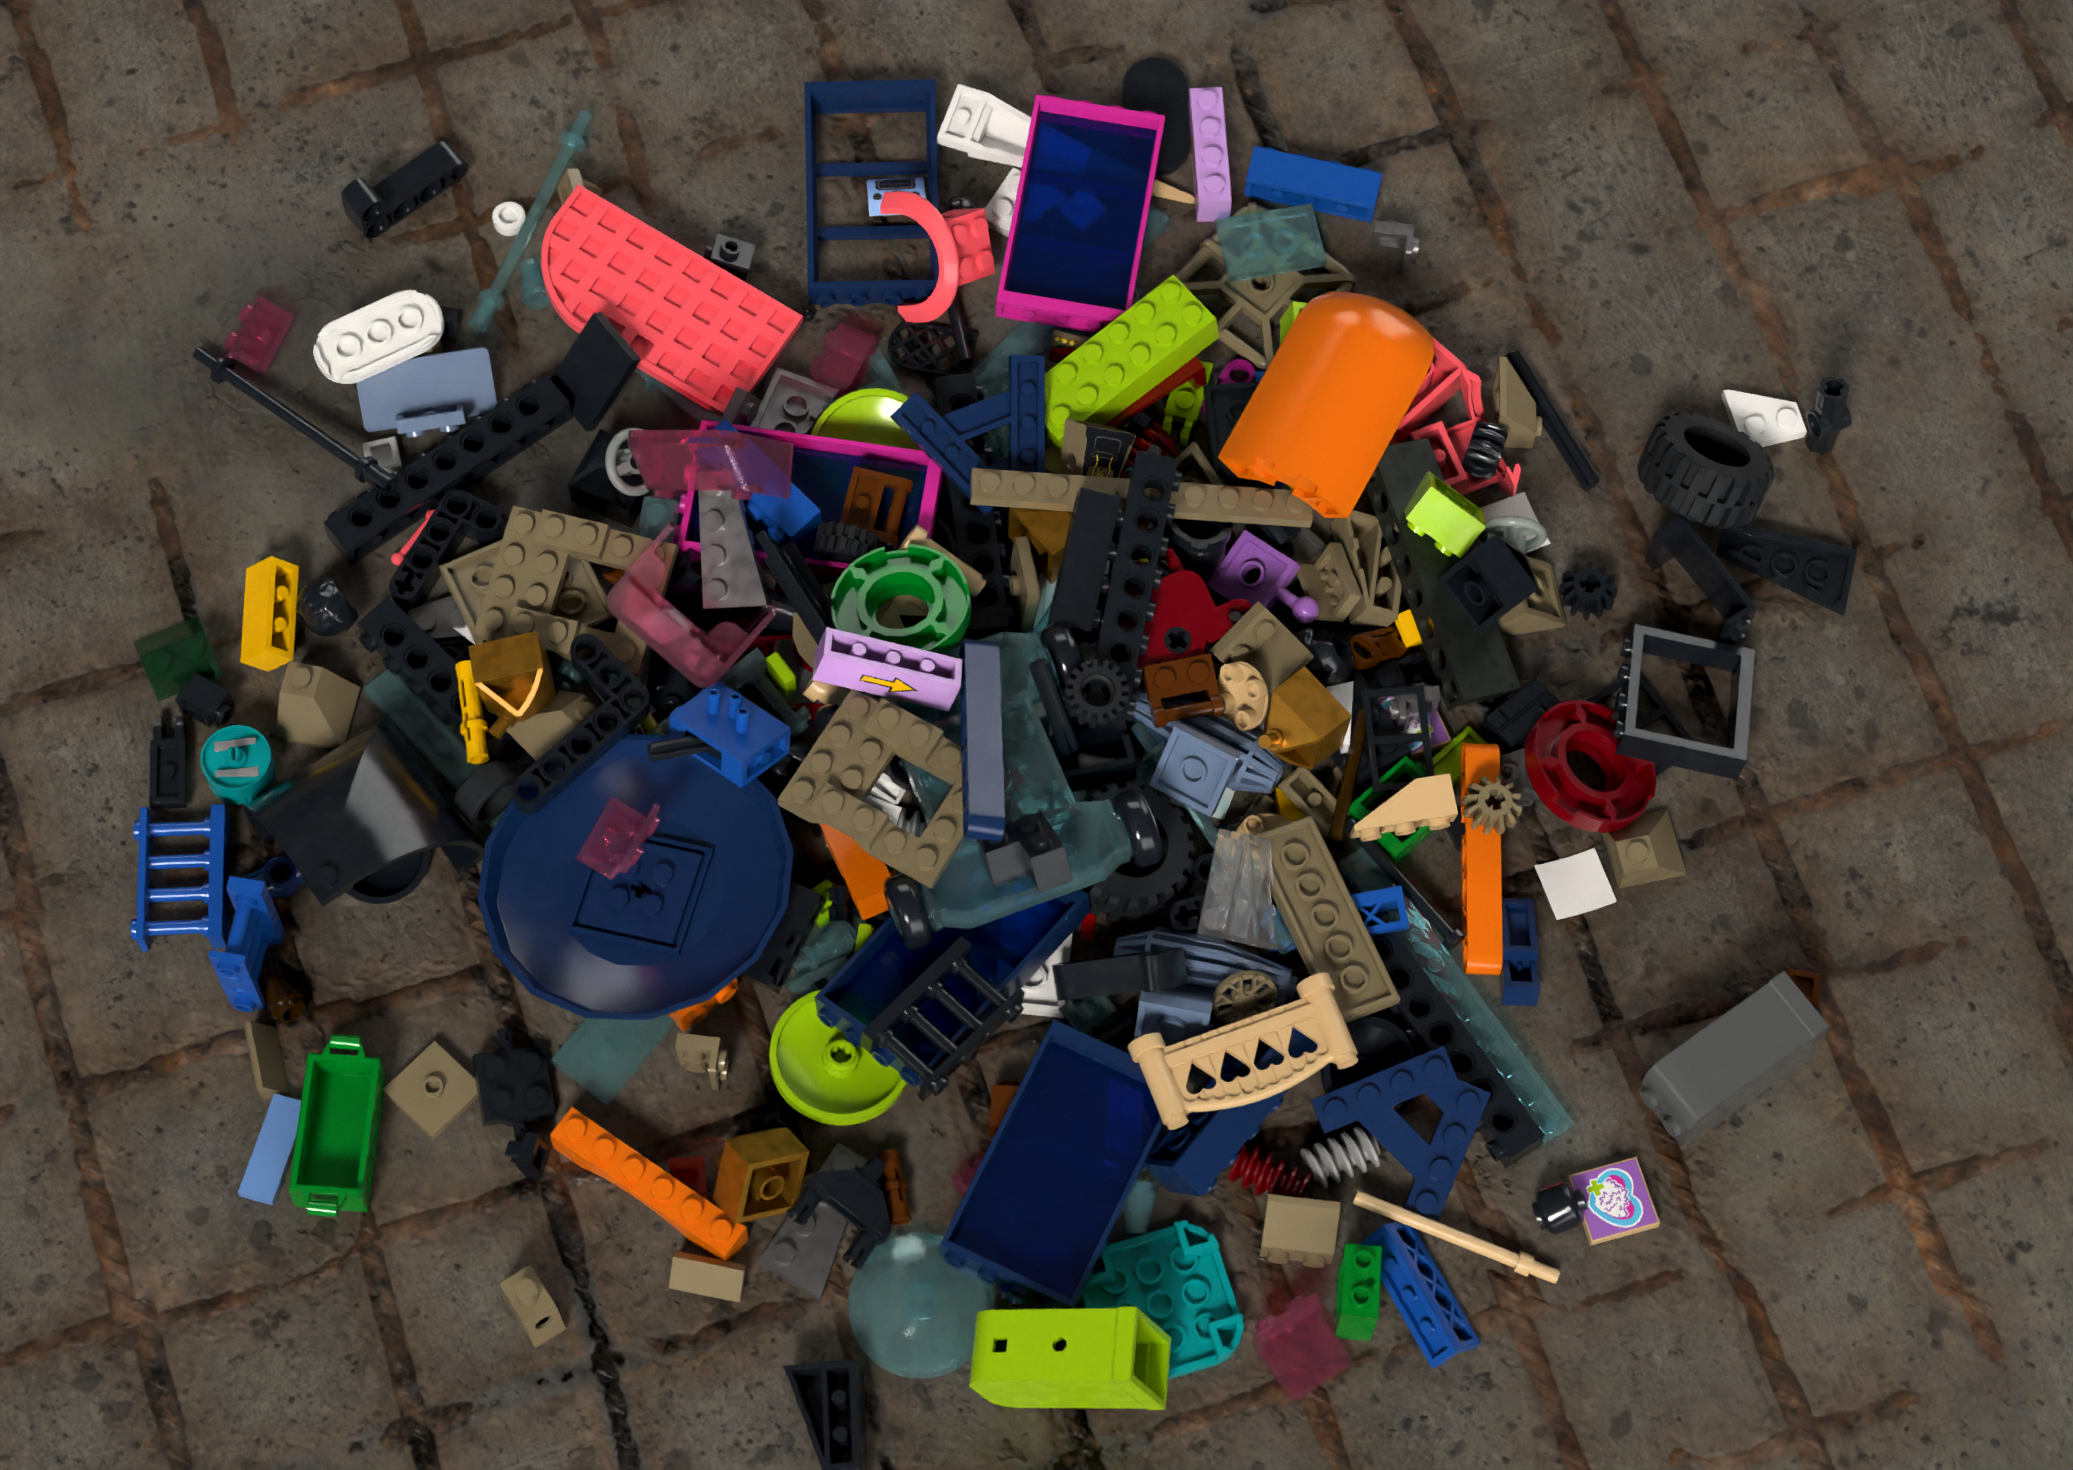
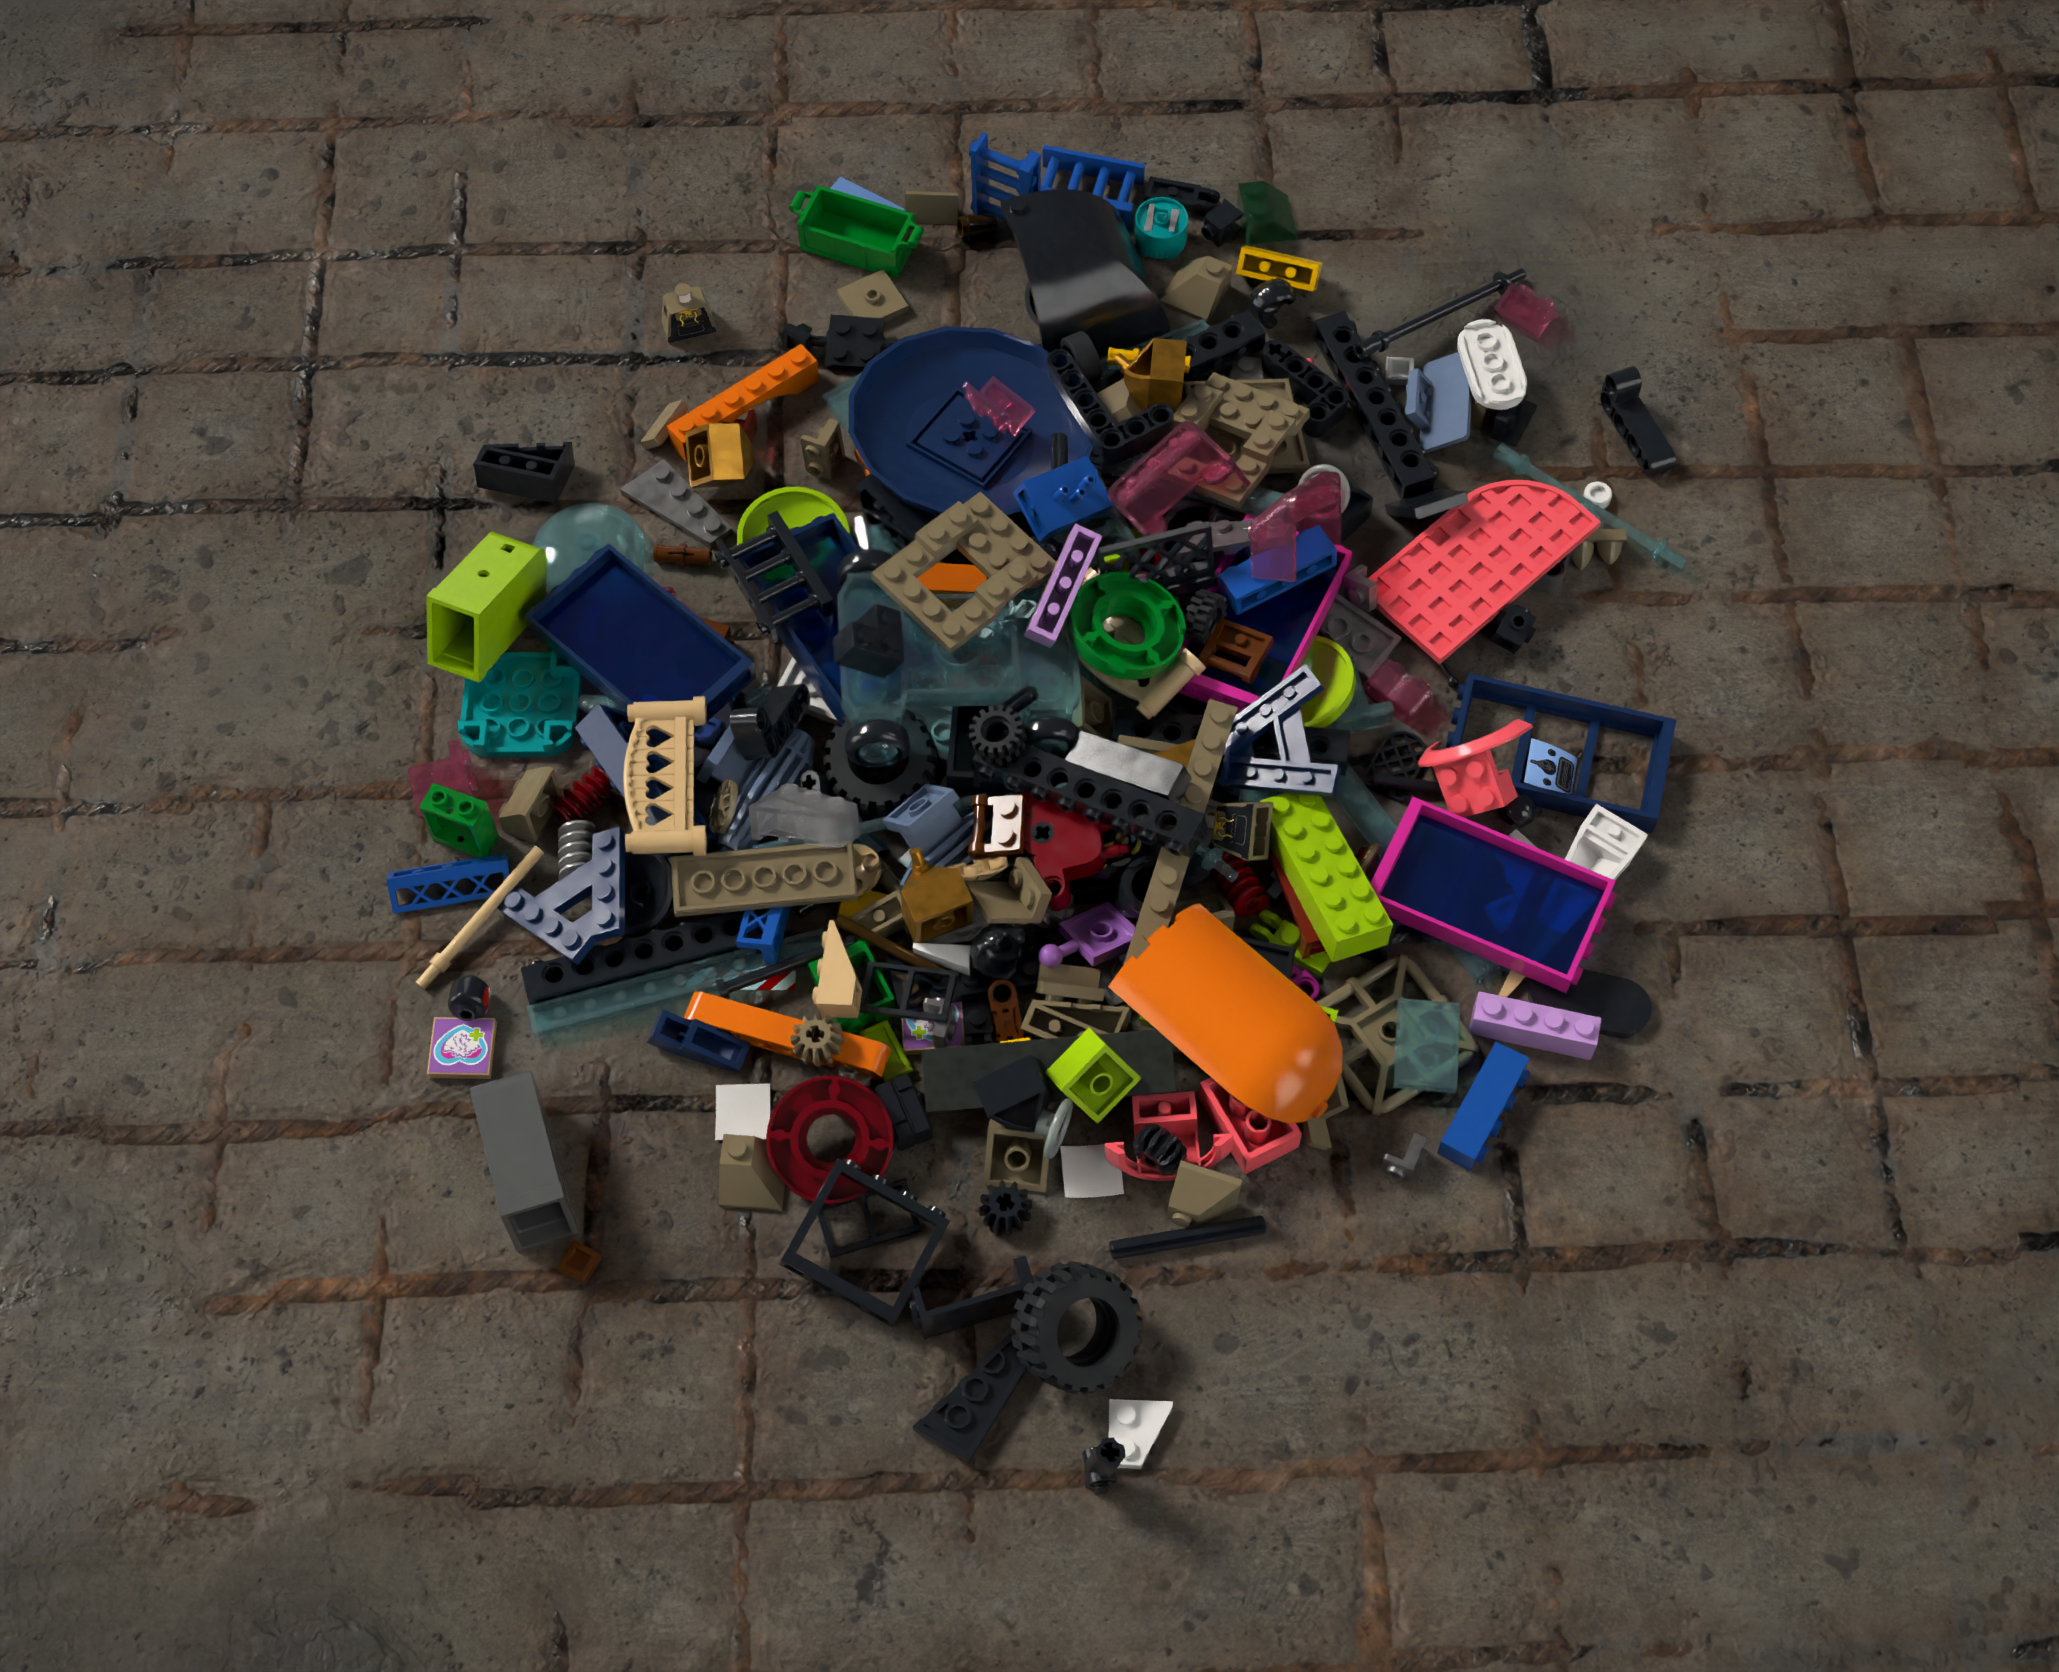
camera: 110 degrees right, 5 degrees down
(856, 1198) = (680, 518): black connector -> none
(981, 741) = (976, 629): dark blue beam -> none

